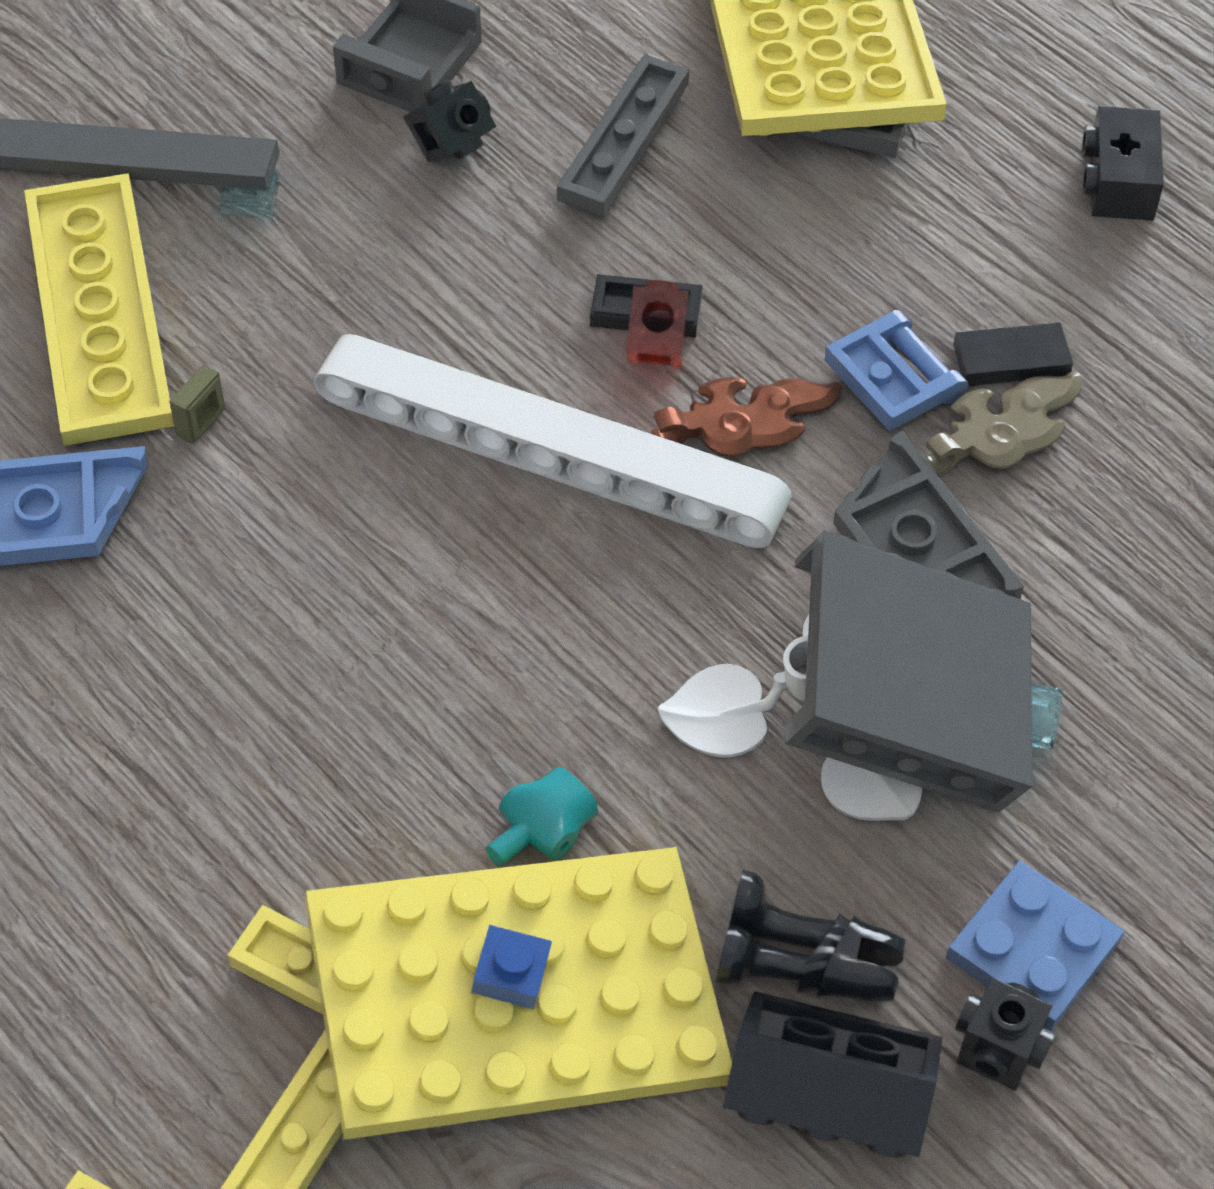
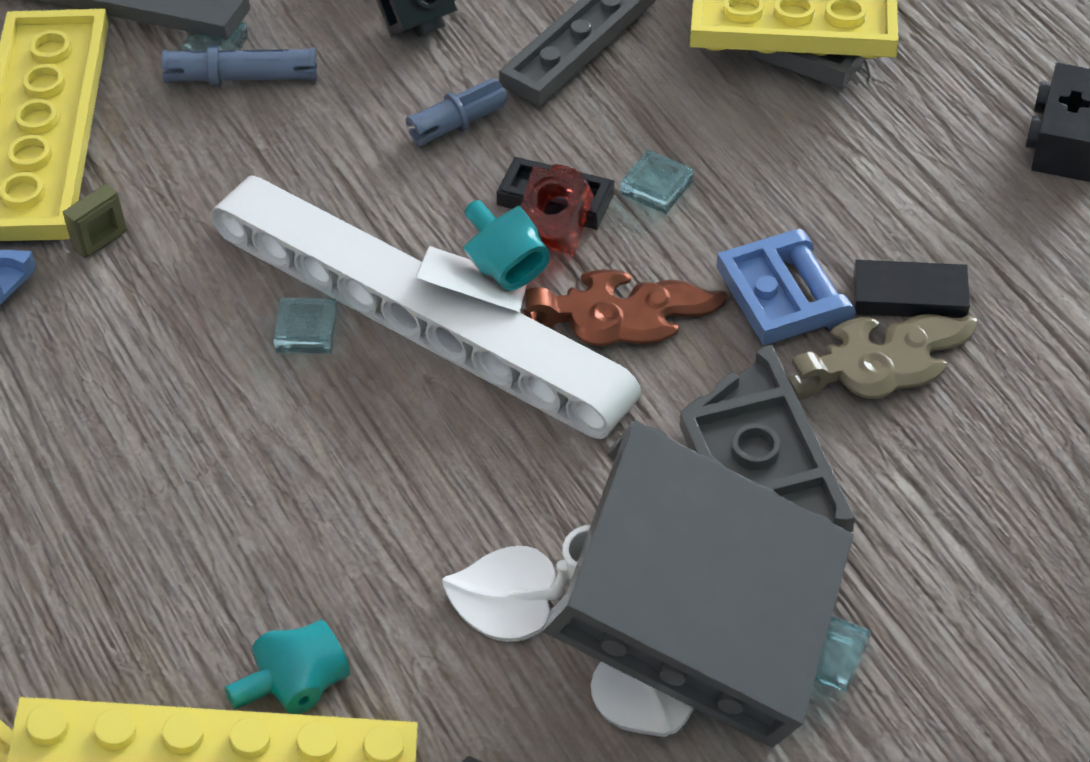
camera: 15 degrees right, 5 degrees down
(286, 215) = (238, 65): none -> sand blue pin
(442, 479) = (305, 325): none -> clear light blue tile
(523, 235) = (456, 111): none -> sand blue axle
(600, 408) = (464, 277): none -> white sticker
(625, 371) = (505, 246): none -> teal piece
(741, 279) = (657, 181): none -> clear light blue tile

